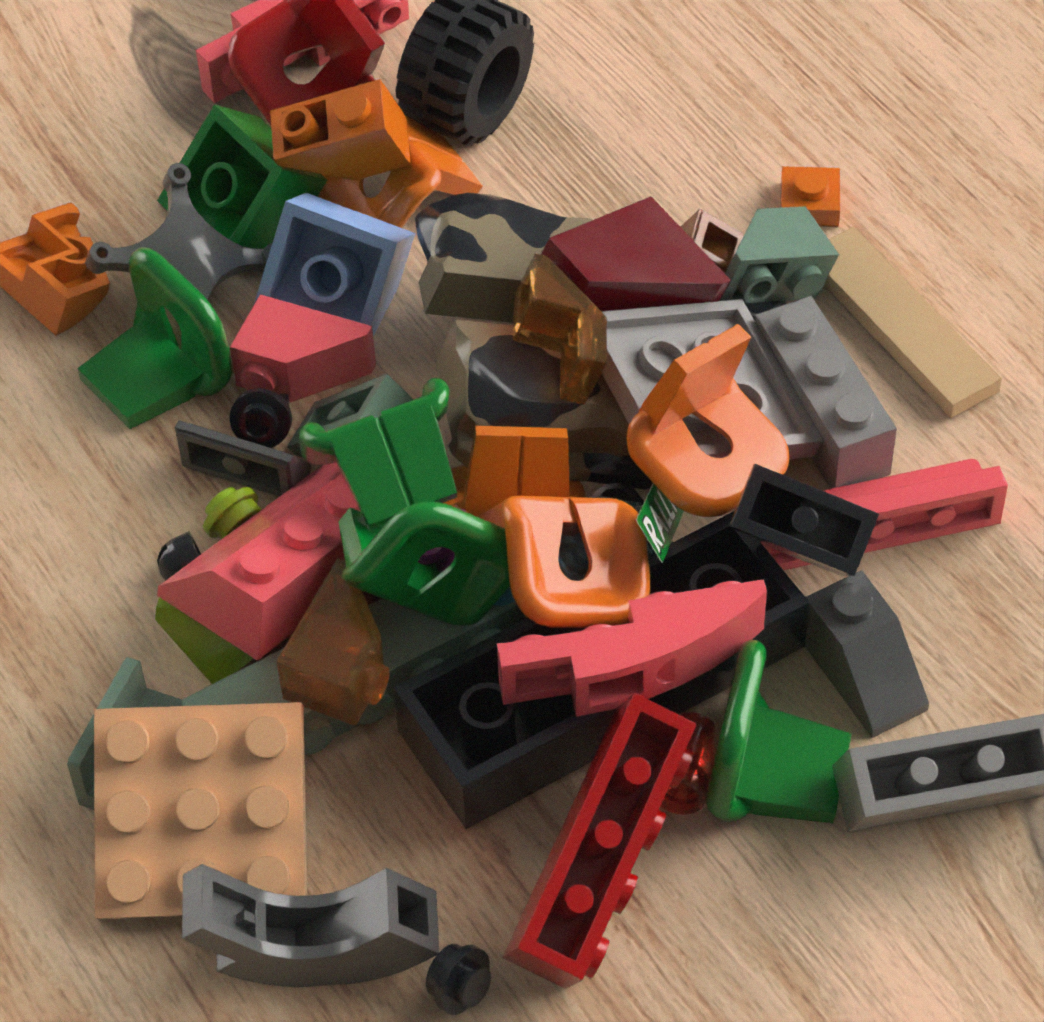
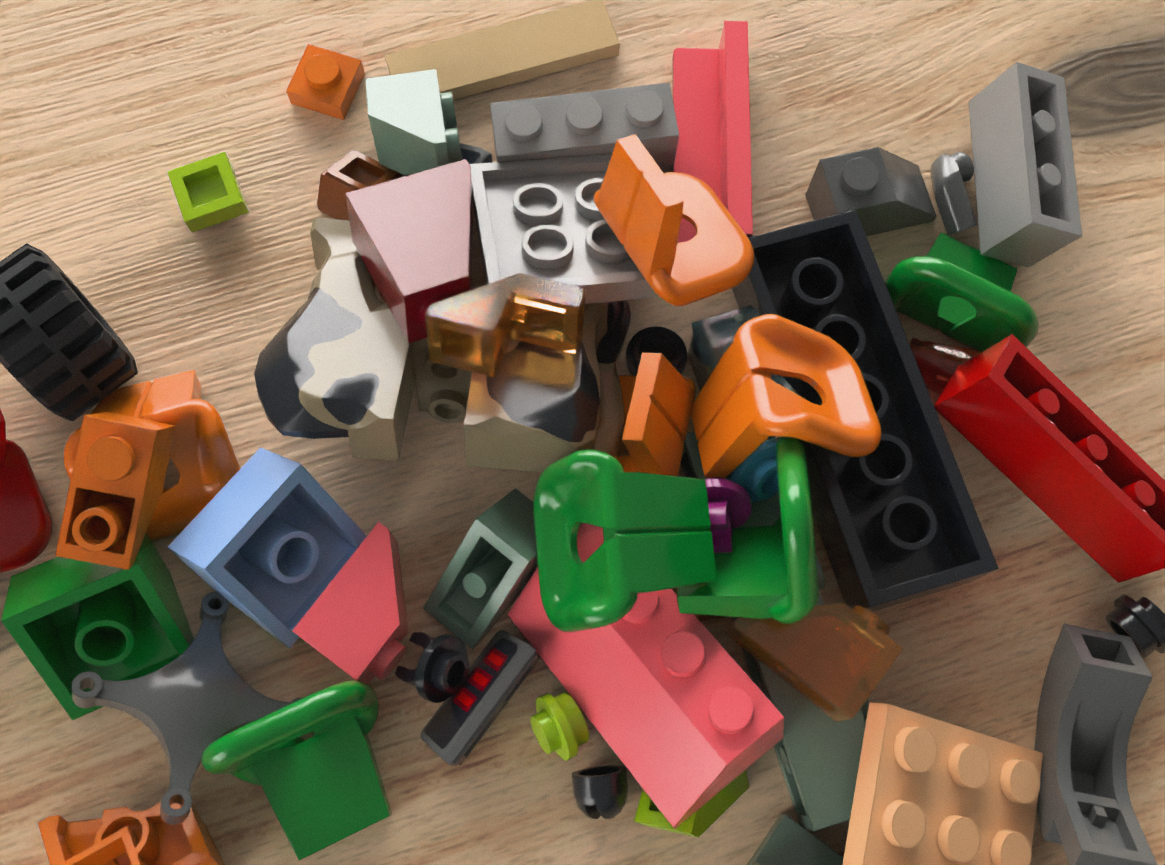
camera: 80 degrees left, 20 degrees up
(654, 142) = (207, 192): none -> lime plate
(659, 521) = (742, 307): sticker -> none
(660, 648) = (910, 346): coral slope -> none
(803, 521) = (794, 173): black slope -> none
(905, 723) = (948, 180): none -> dark grey arm

